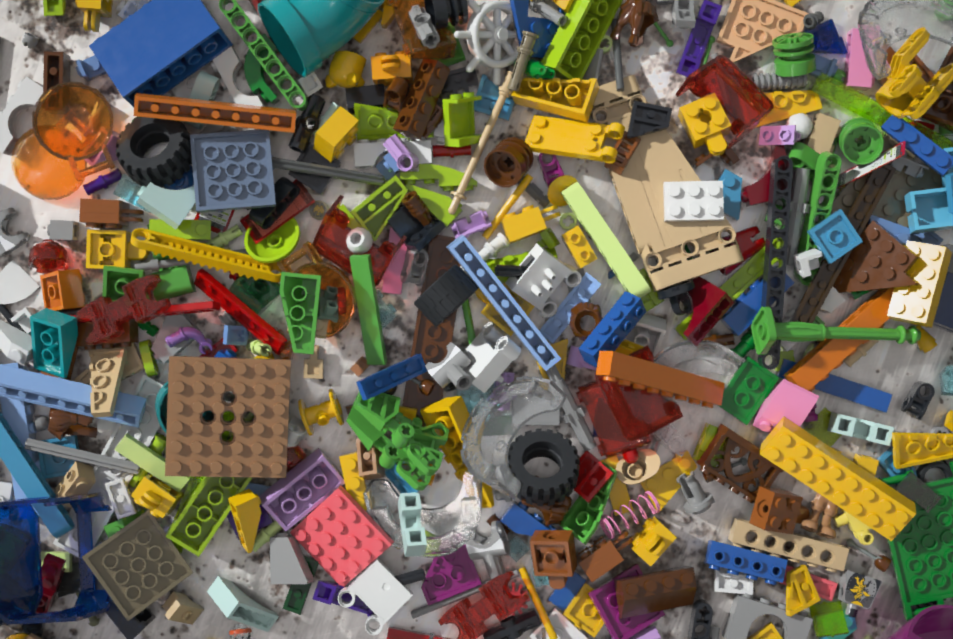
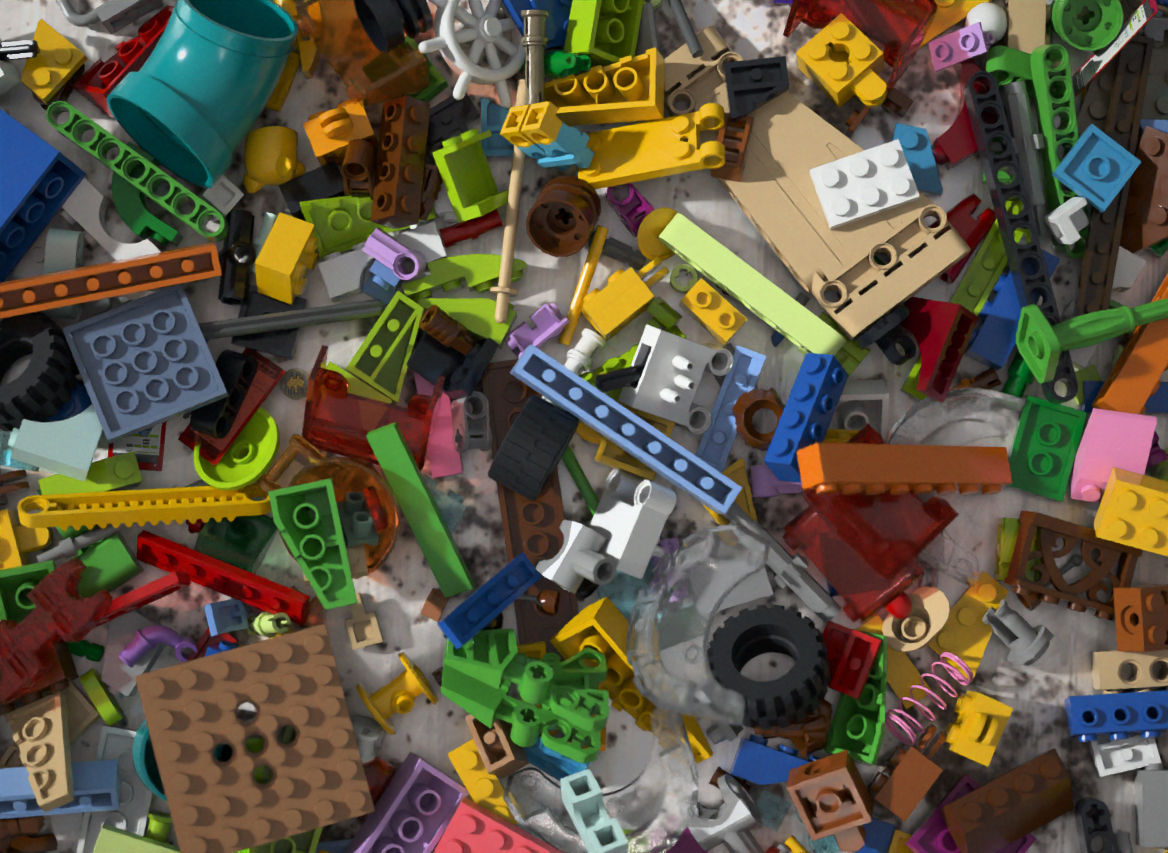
camera: 20 degrees left, 5 degrees down
(225, 237) = (165, 470): yellowish green pin -> none
(227, 319) = (206, 596): light grey bush -> none
(359, 240) = (373, 407): white piece -> none
(423, 25) = (369, 52): light grey piece -> none
(513, 112) = (546, 137): none -> hips

